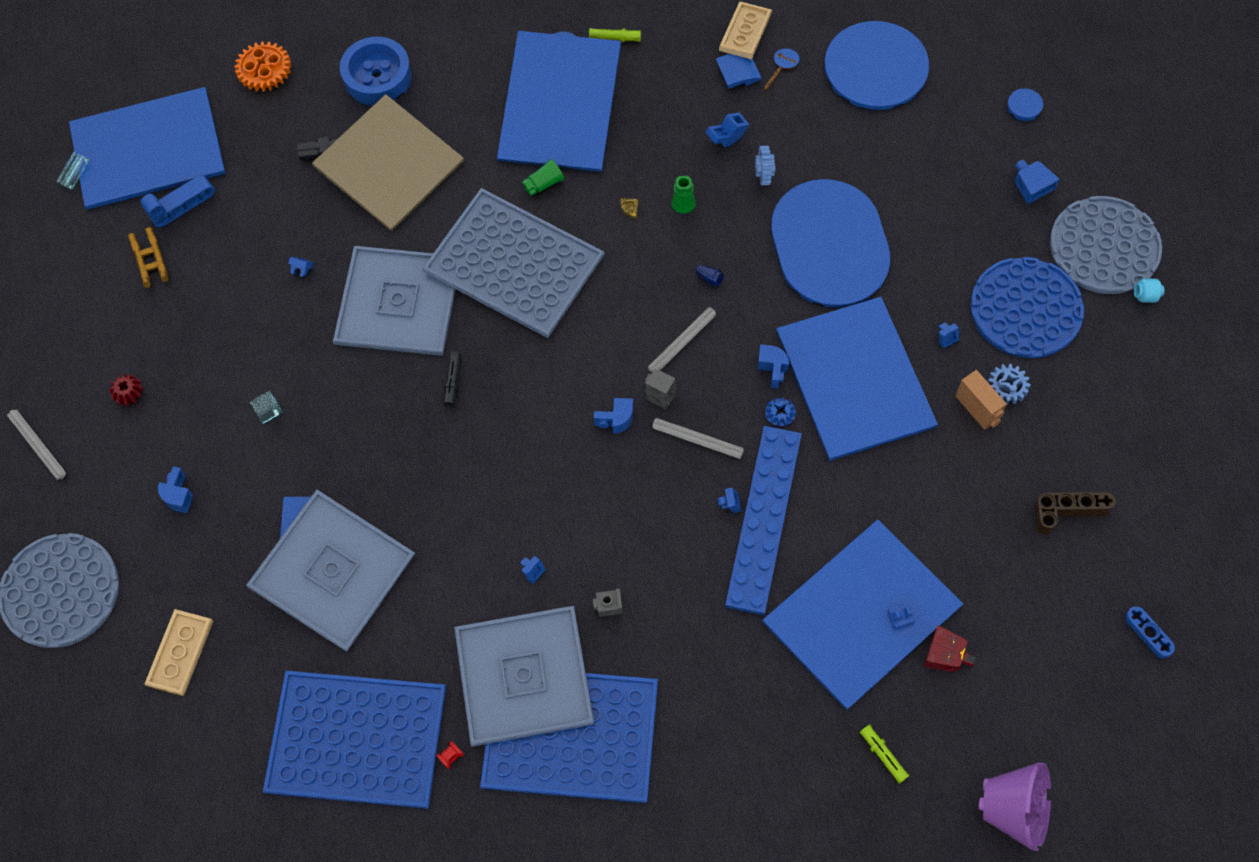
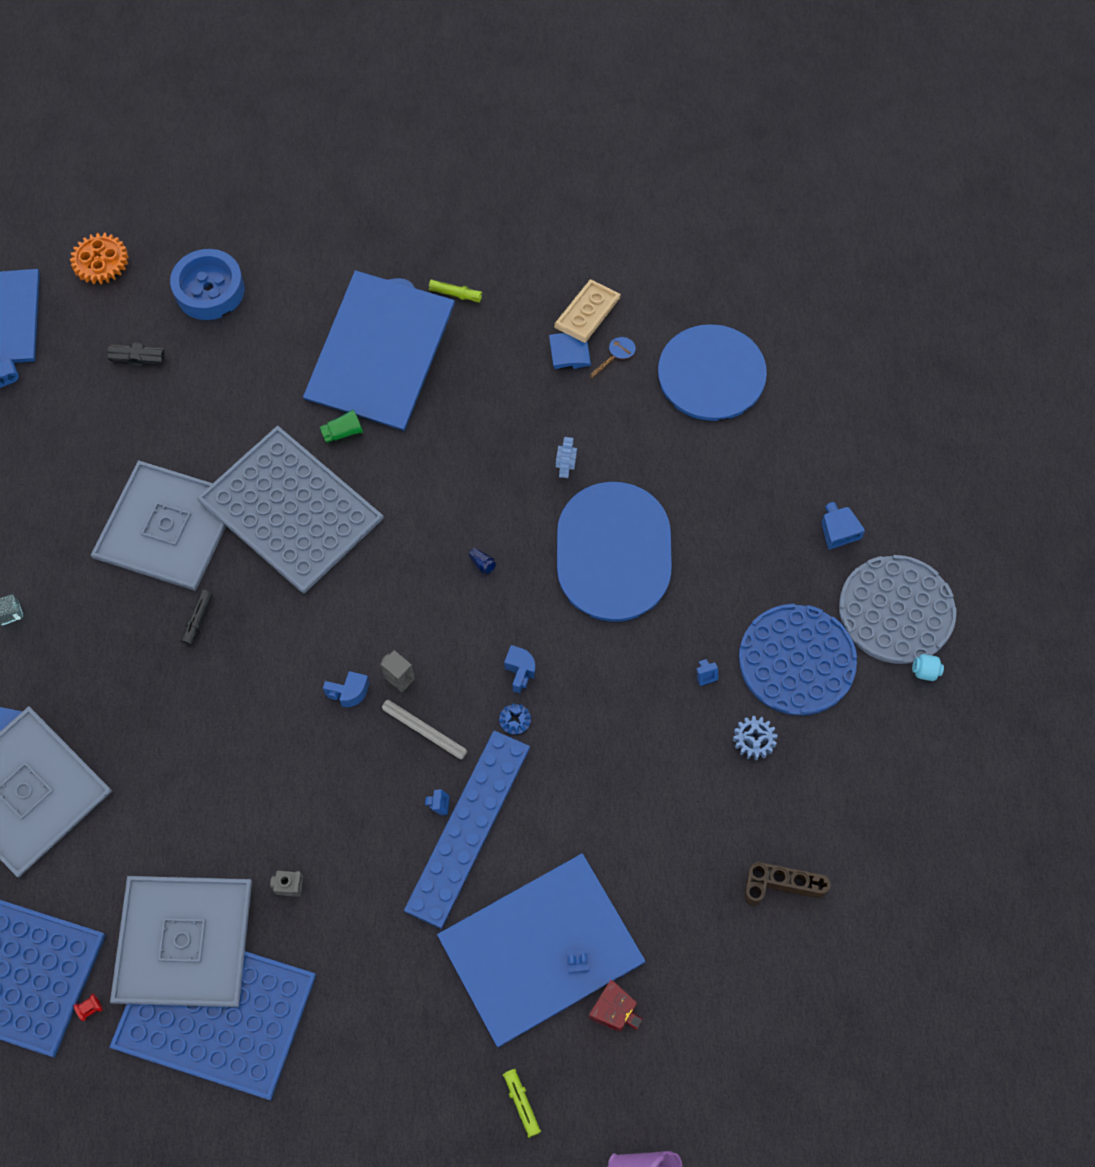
camera: 10 degrees right, 0 degrees up
(299, 263) = (81, 469): blue tile -> none
(388, 162) = (194, 381): dark tan tile -> none
(532, 568) = (221, 832): blue tile -> none
(629, 206) = (422, 473): clear yellow tile -> none
(682, 340) = (435, 624): light grey axle -> none
(683, 196) = (477, 475): green plant -> none
(729, 131) = (541, 414): blue brick -> none
(856, 378) = (601, 699): blue tile -> none
(981, 400) = (720, 750): medium nougat brick -> none
(1025, 104) = (853, 443): blue tile -> none
(1134, 624) = (821, 1030): blue beam -> none

